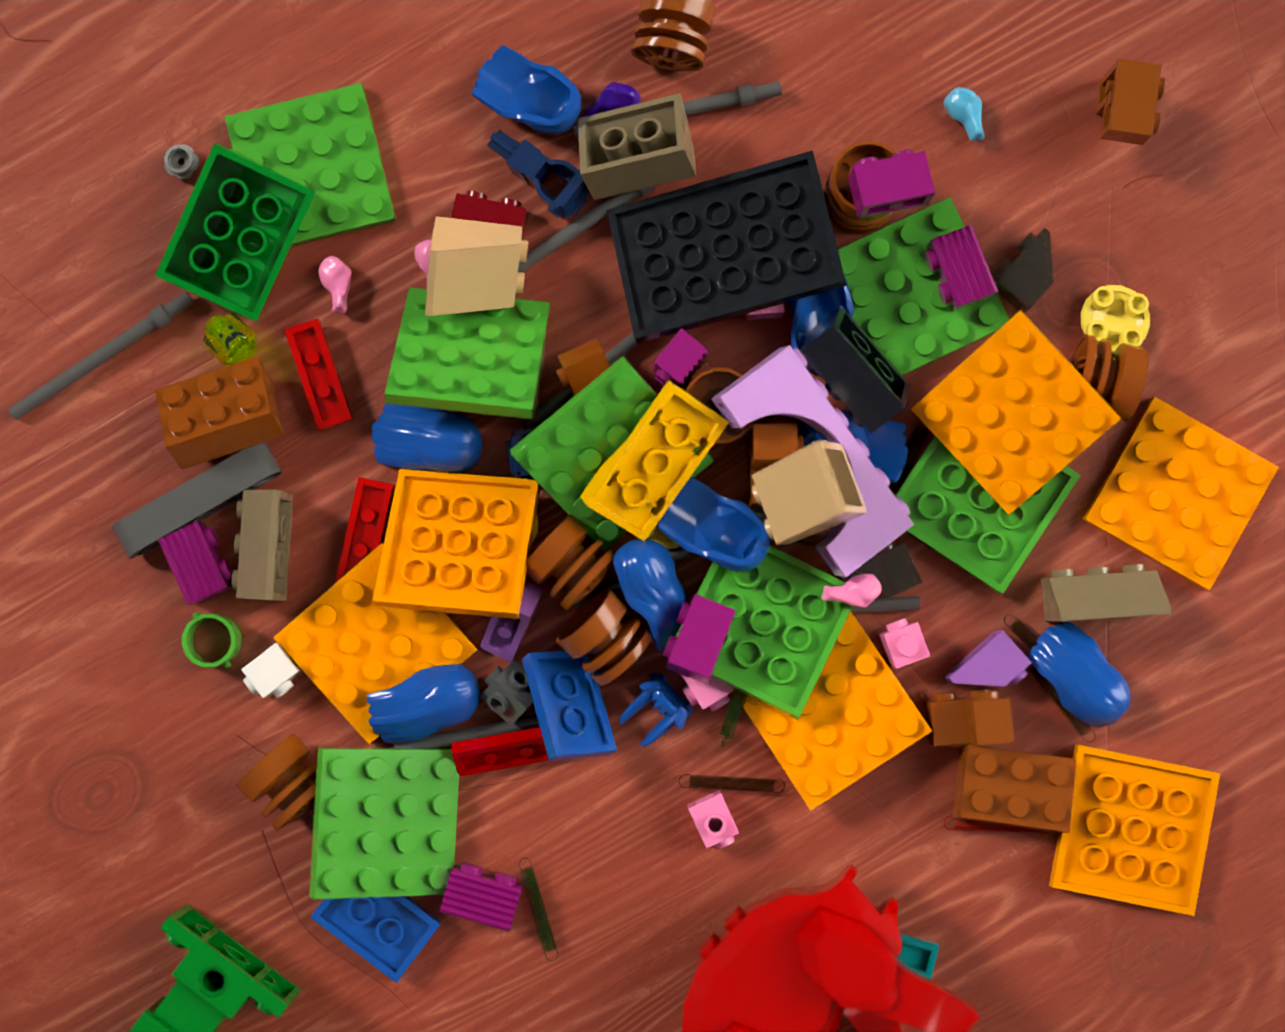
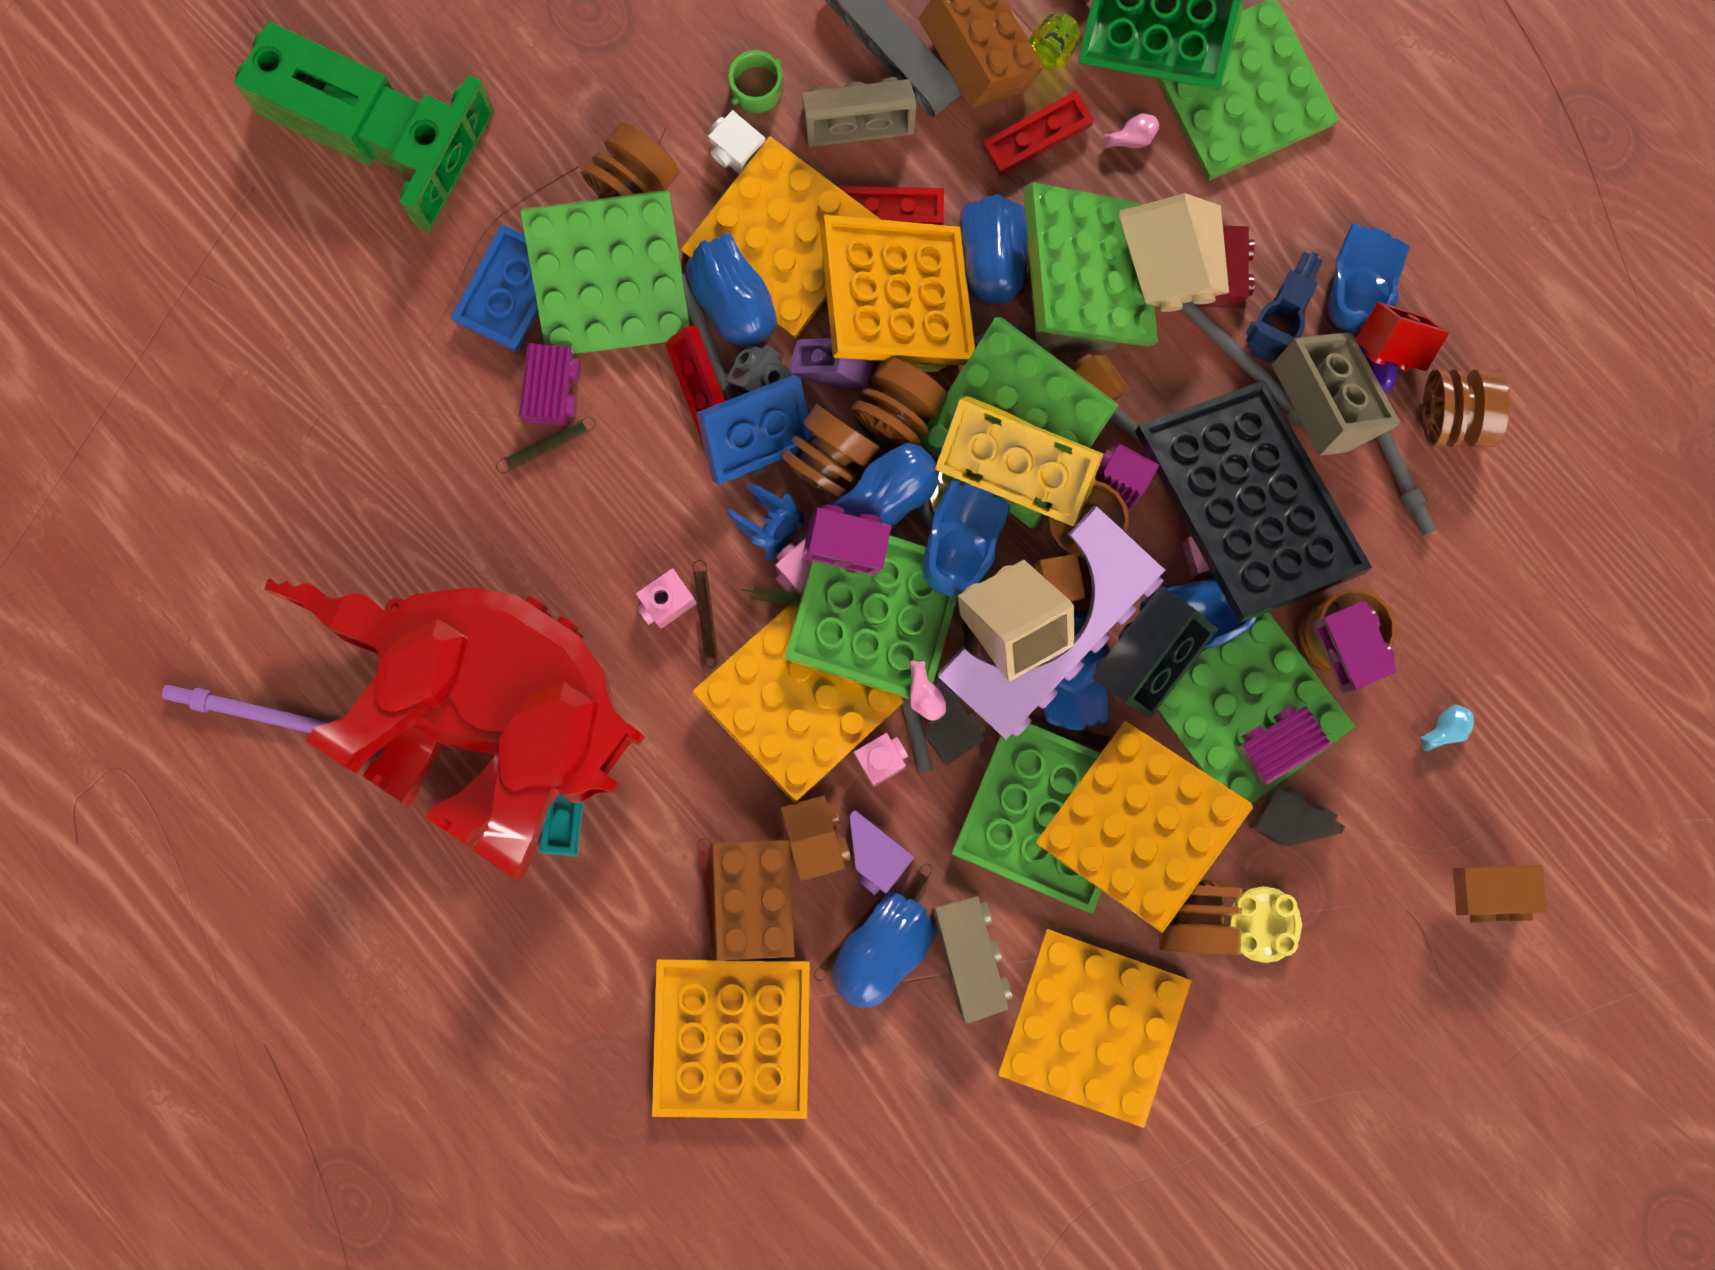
camera: 80 degrees right, 5 degrees down
(197, 562) = (829, 52): magenta brick -> none
(594, 73) = (1401, 337): none -> red brick

